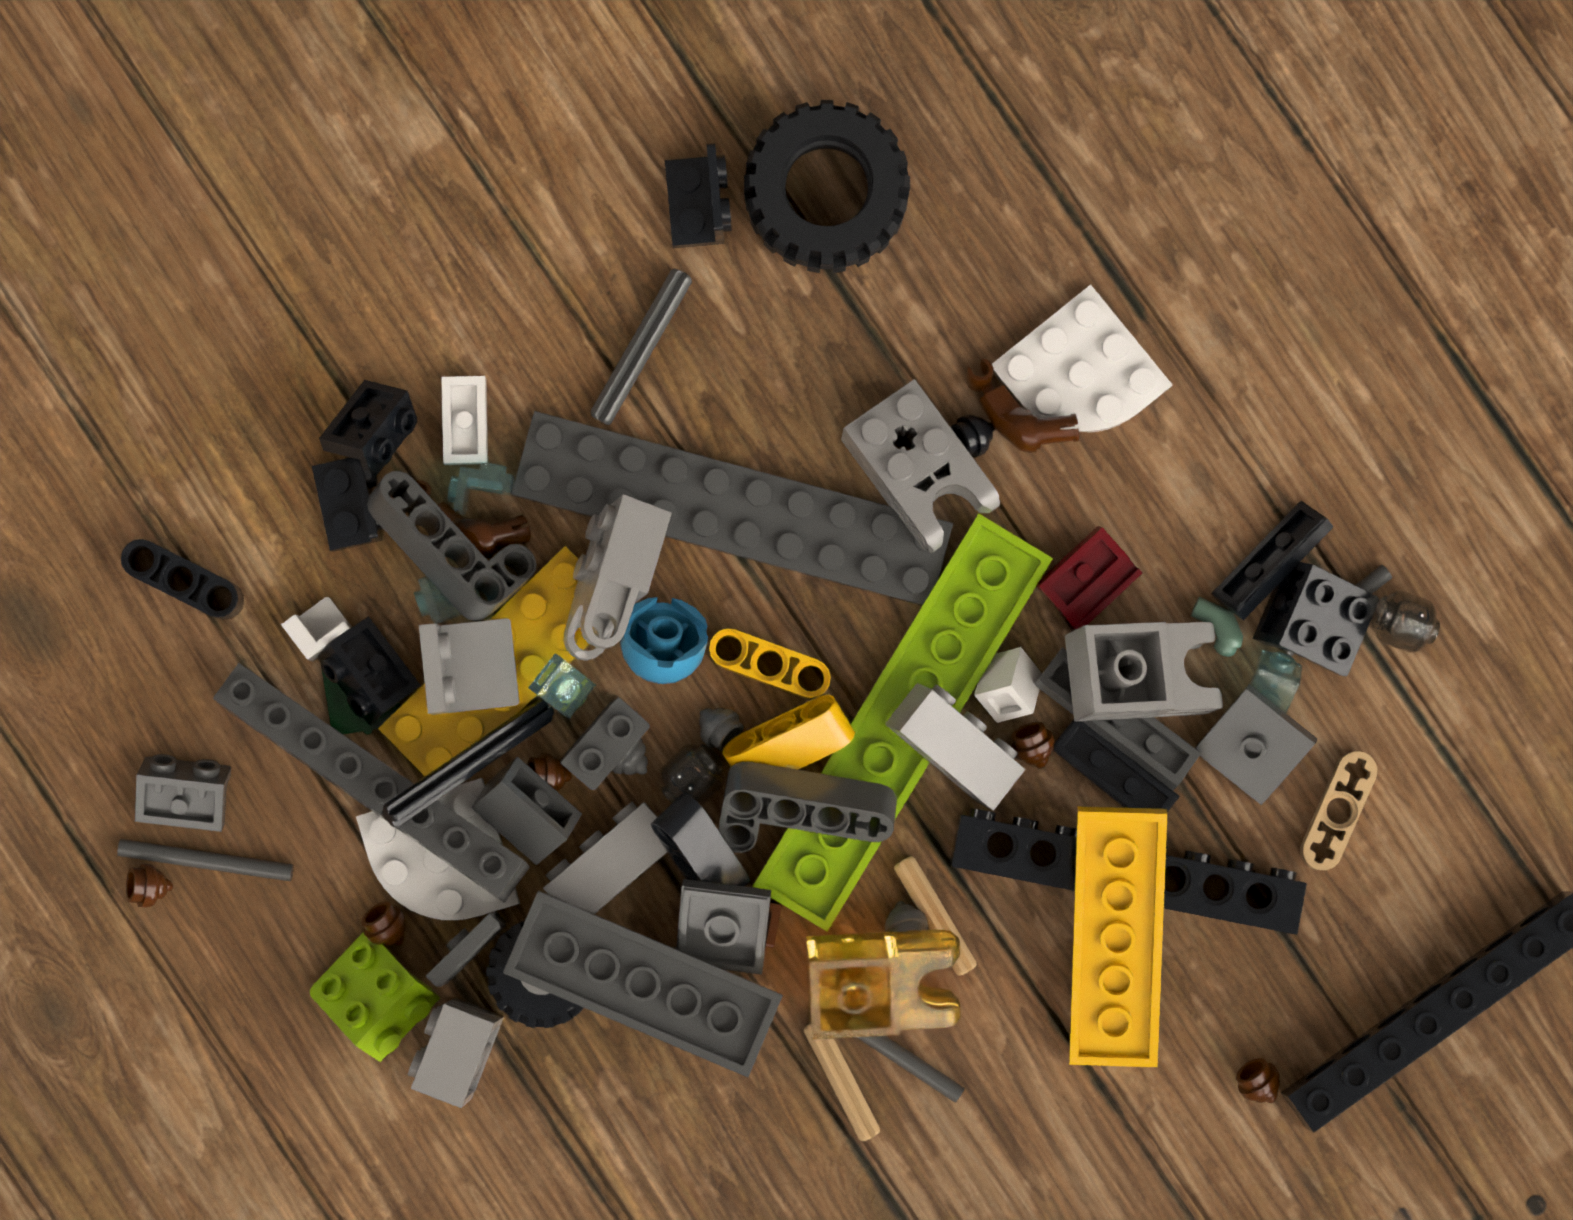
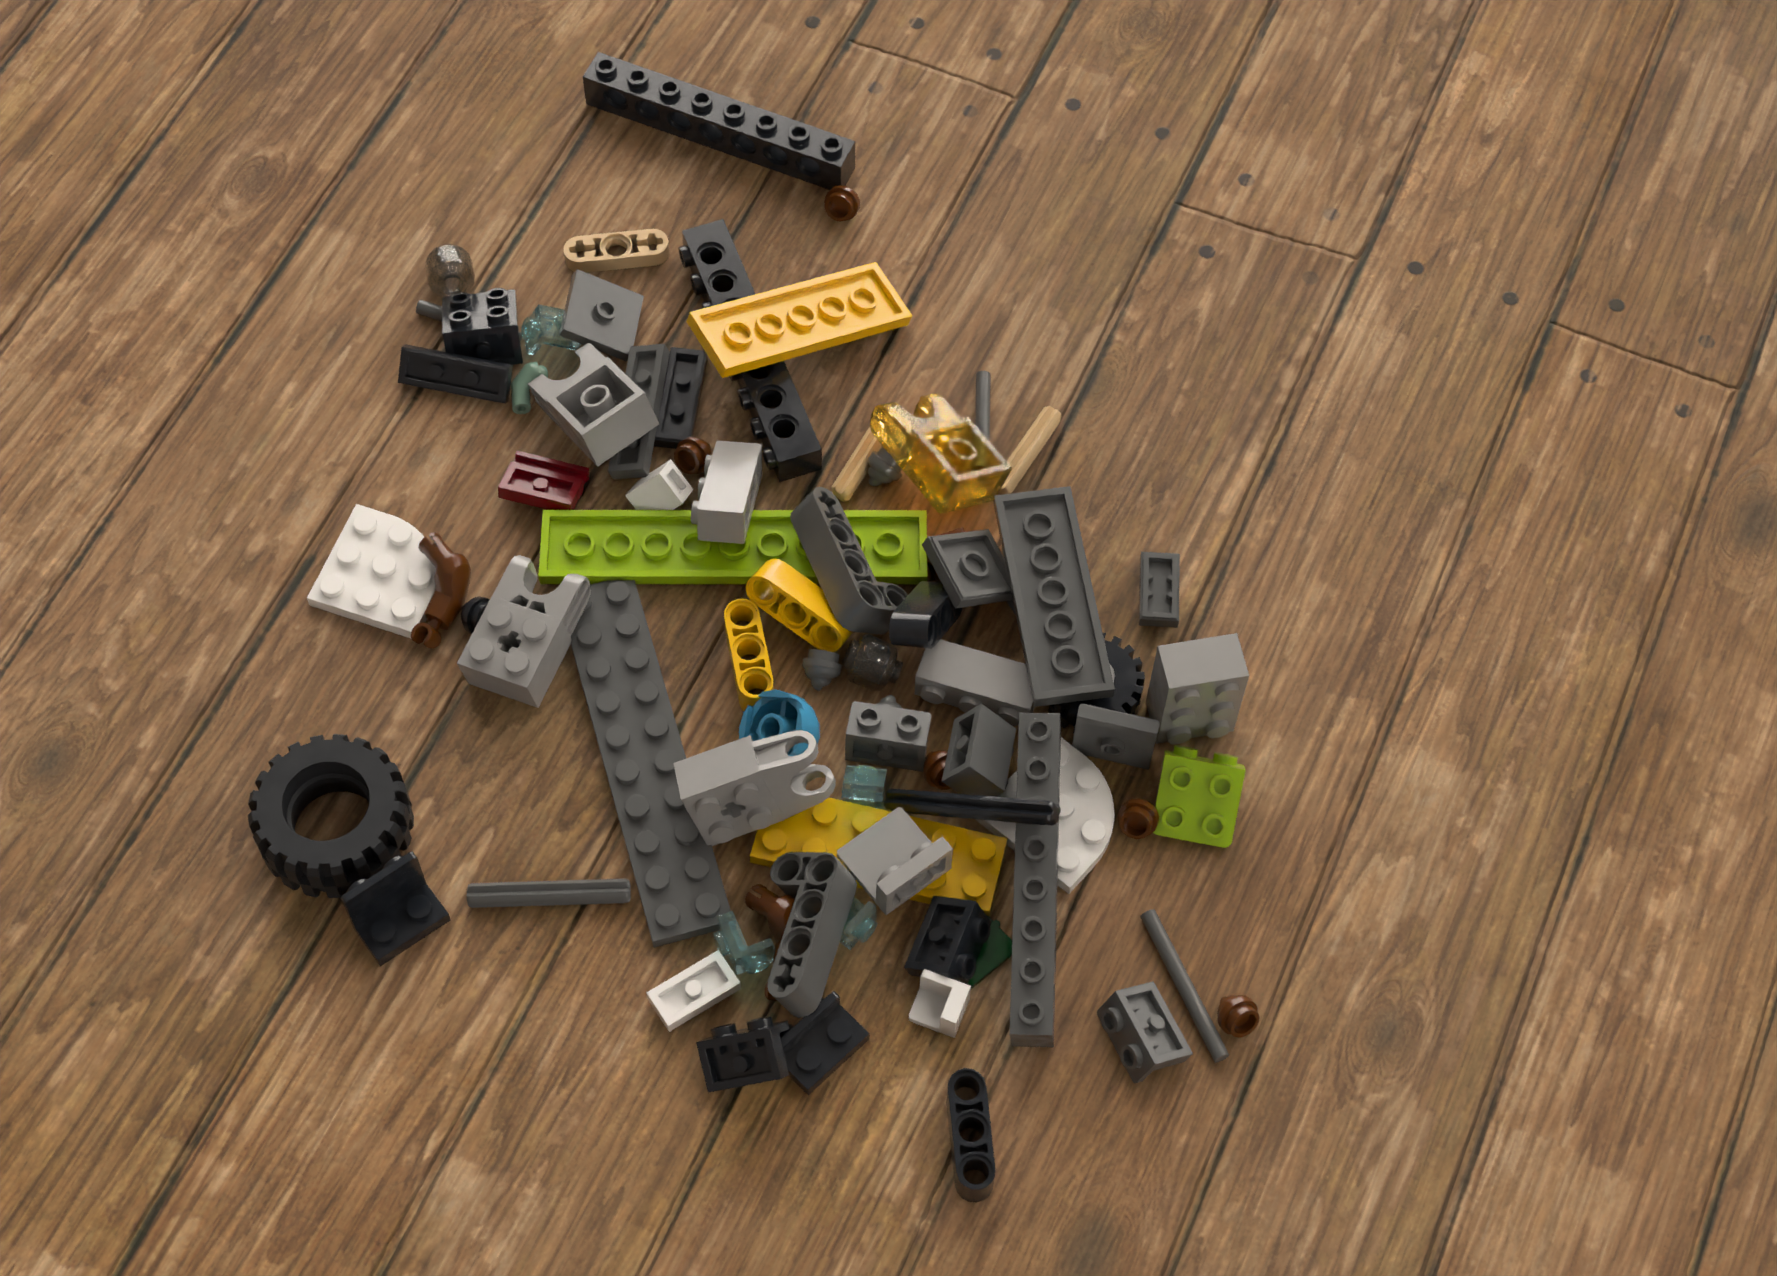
camera: 120 degrees left, 25 degrees down
(606, 1105) = (1159, 589): none -> dark grey plate

